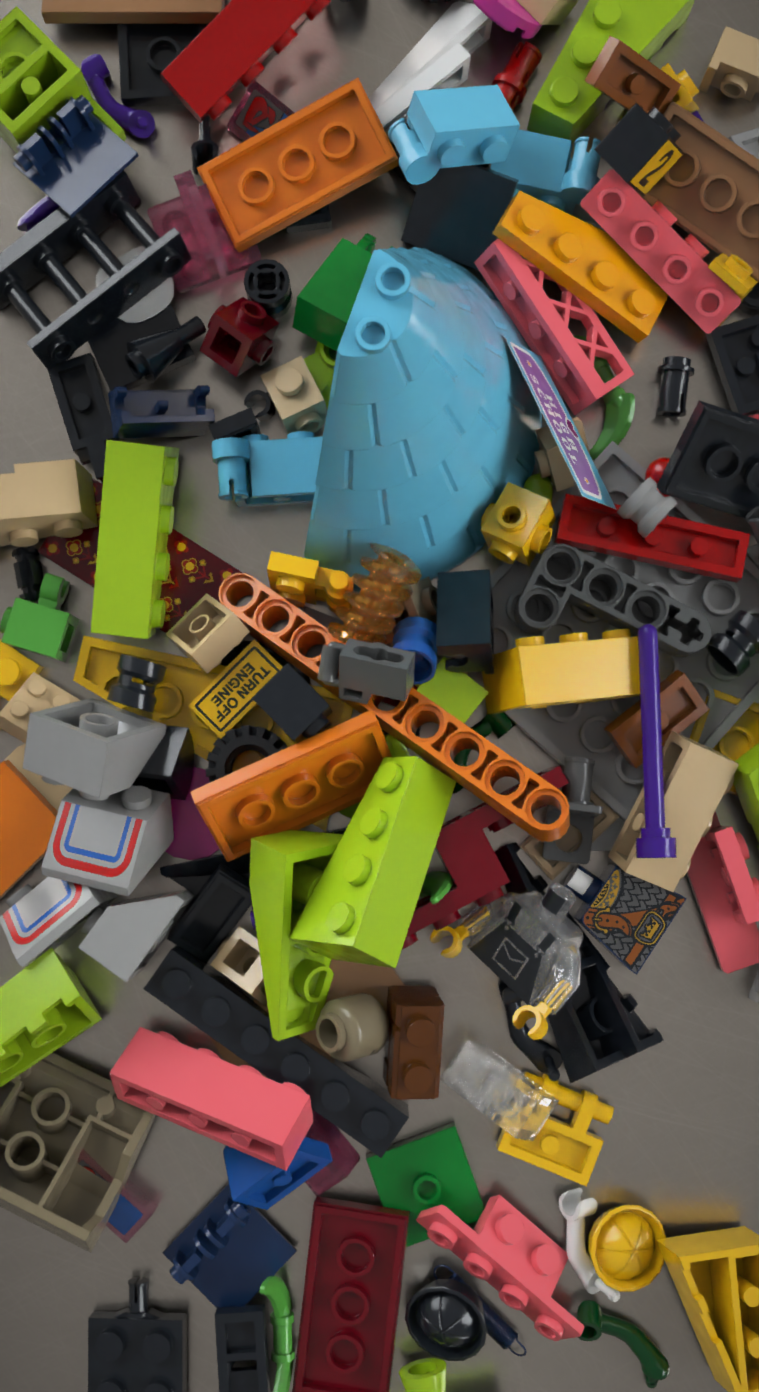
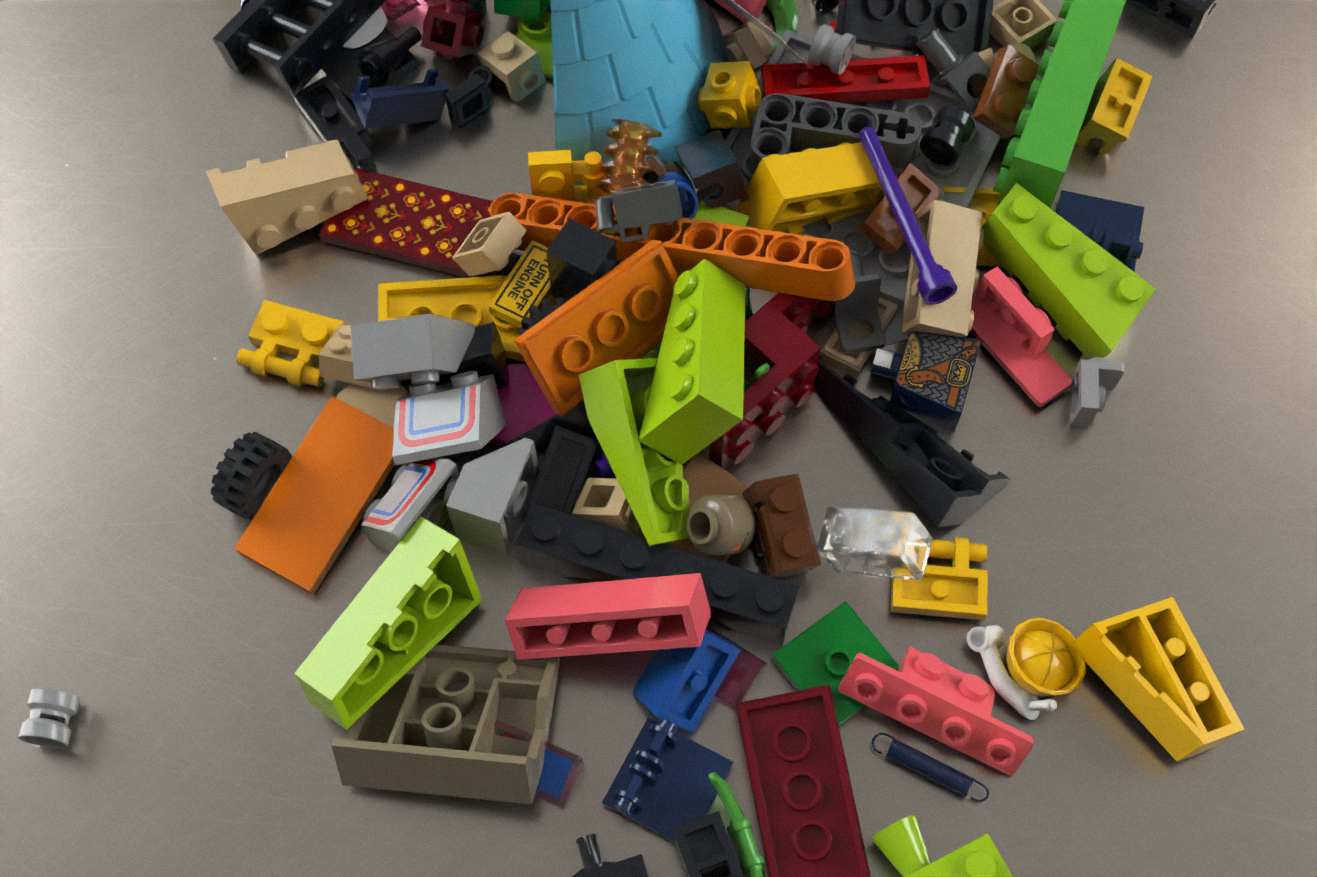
camera: 15 degrees left, 20 degrees down
(28, 572) = (315, 255): black piece -> none
(41, 625) = (337, 287): bright green brick -> none
(133, 693) = (438, 293): black wheel -> none
(134, 538) = (404, 186): lime wedge -> none
(267, 469) = (507, 120): medium azure hinge -> none
(447, 1320) = (900, 775): black hat -> none
(528, 947) = (851, 411): torso -> none
(539, 1052) = (856, 476): black piece -> none
(596, 1322) = (1079, 746): dark green piece -> none

